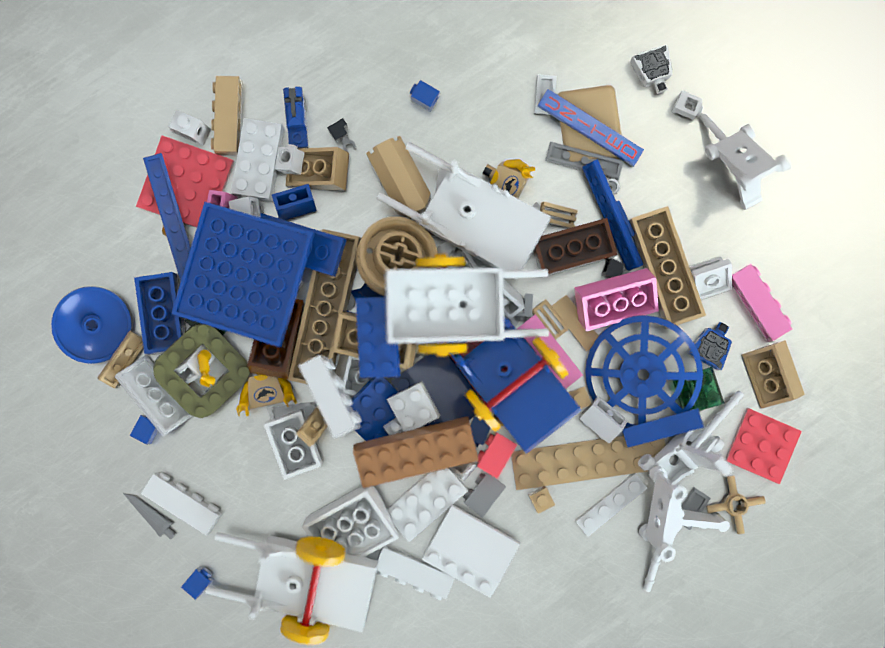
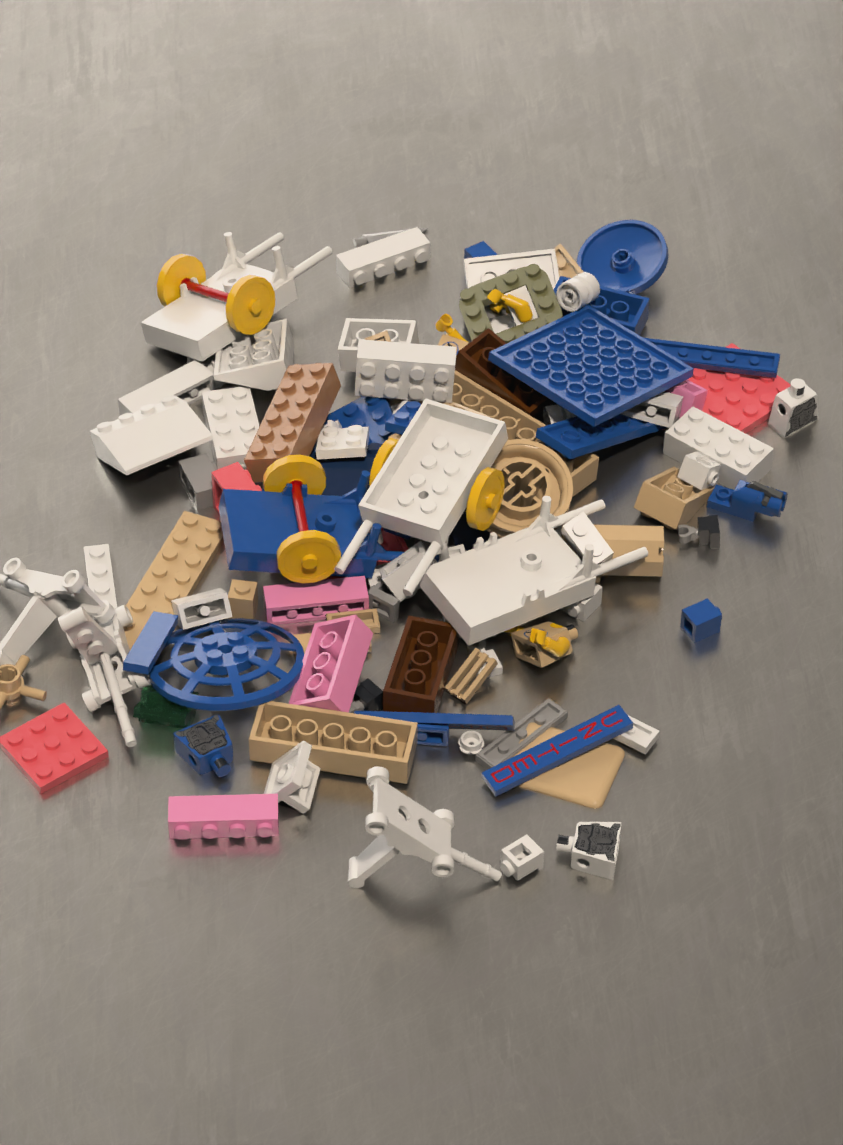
camera: 120 degrees right, 40 degrees down
(168, 323) = (578, 291): none -> white wheel
(197, 582) = (295, 238): blue brick -> none
(227, 115) = (794, 449): tan brick -> none
(294, 202) = (647, 455): blue brick -> none
(426, 183) = (582, 532): none -> white brick
(541, 499) = (156, 522): tan brick -> none
(695, 502) = (42, 657): light grey tile -> none
(773, 374) = (126, 792): tan slope -> none

